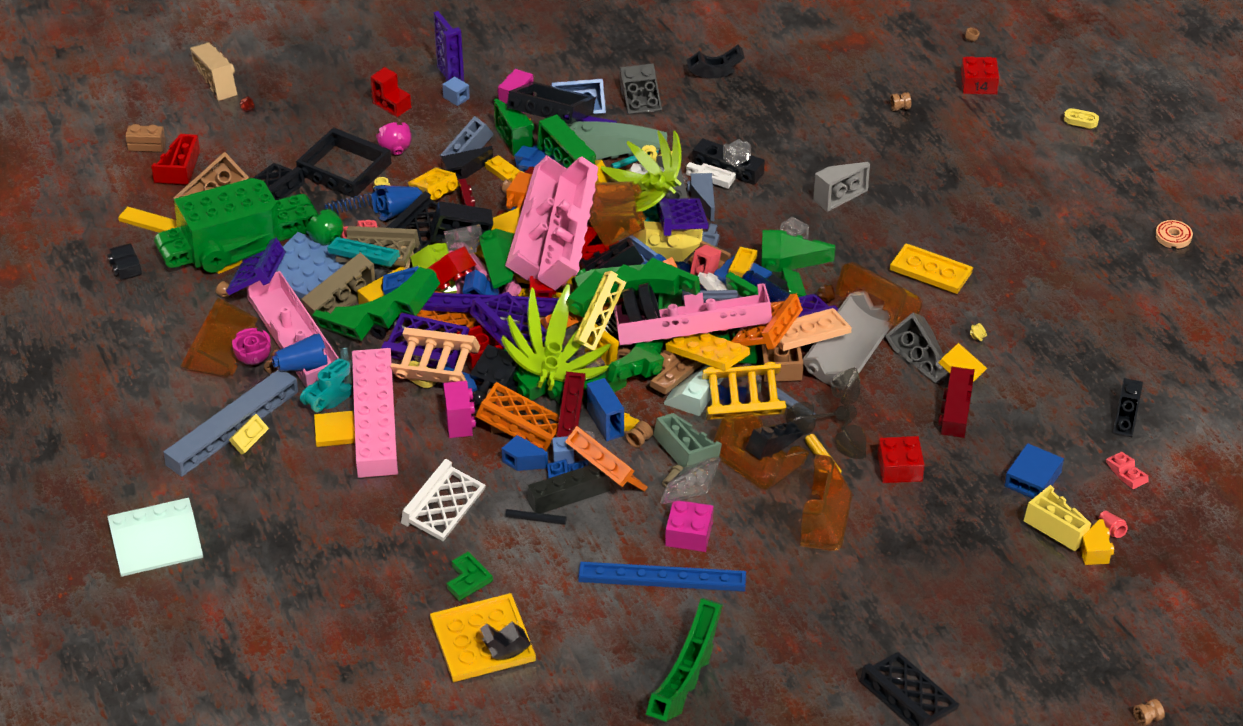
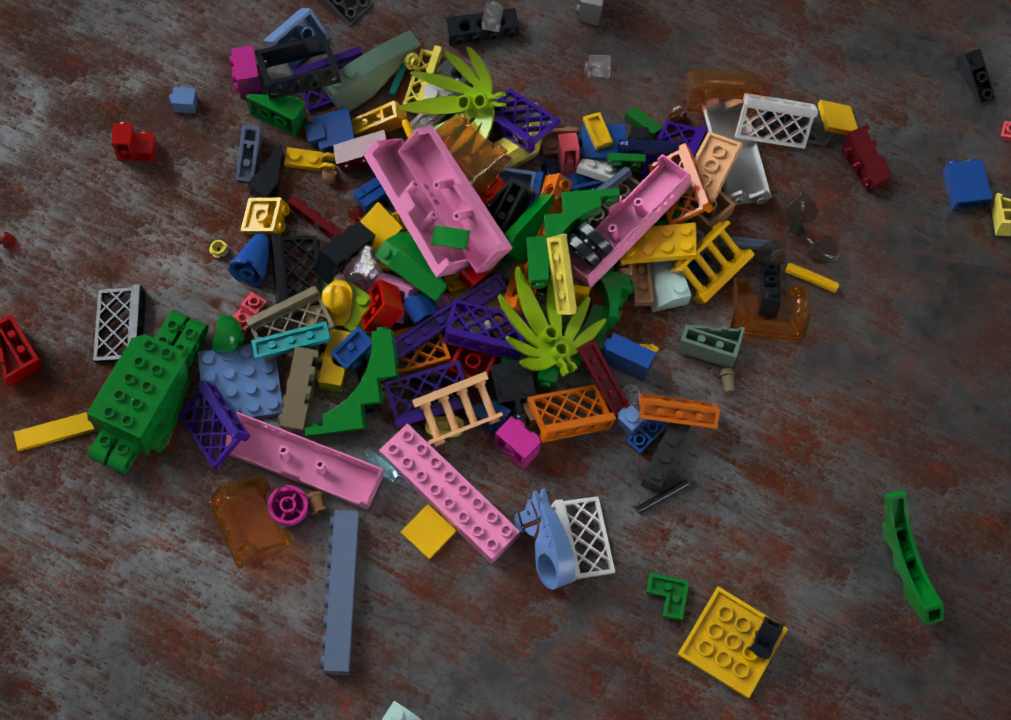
camera: 45 degrees left, 25 degrees up
(124, 261) = (76, 494): black brick -> none
(217, 174) = (68, 351): medium nougat wedge -> none
(221, 289) = (195, 459): medium nougat hinge -> none
(248, 434) = (368, 593): light yellow plate -> none
(304, 354) = (347, 487): blue cone -> none
(329, 388) = (394, 500): teal piece -> none
(349, 202) = (217, 287): blue piece -> none
(379, 155) = (155, 221): black window -> none
(394, 137) = (187, 193): dark pink cylinder -> none
(407, 475) = (552, 546): none -> medium blue animal
(422, 248) = (338, 301): none -> yellow piece
(448, 48) = (154, 70): dark purple fence -> none
(517, 190) = (359, 179): orange hinge -> none
(524, 455) = (601, 446): blue slope -> none
(540, 244) = (450, 237): none -> green slope
(562, 142) = (357, 108): green wedge -> none
(641, 432) = (668, 359): medium nougat wheel -> none
(662, 576) = (801, 480): blue tile -> none
(689, 525) = (784, 420): dark pink brick -> none
(691, 481) = (755, 382): clear wedge -> none
(702, 187) = (500, 77): sand blue slope -> none
(719, 176) = (484, 48): white hinge -> none
(792, 252) = (613, 96): green wedge -> none
(826, 519) = (850, 306): clear orange windscreen -> none
(900, 459) = (871, 242): red brick -> none
(905, 317) = (782, 107): none -> white fence
(931, 268) = (729, 33): yellow plate -> none
(978, 332) = (816, 75): light yellow plate -> none

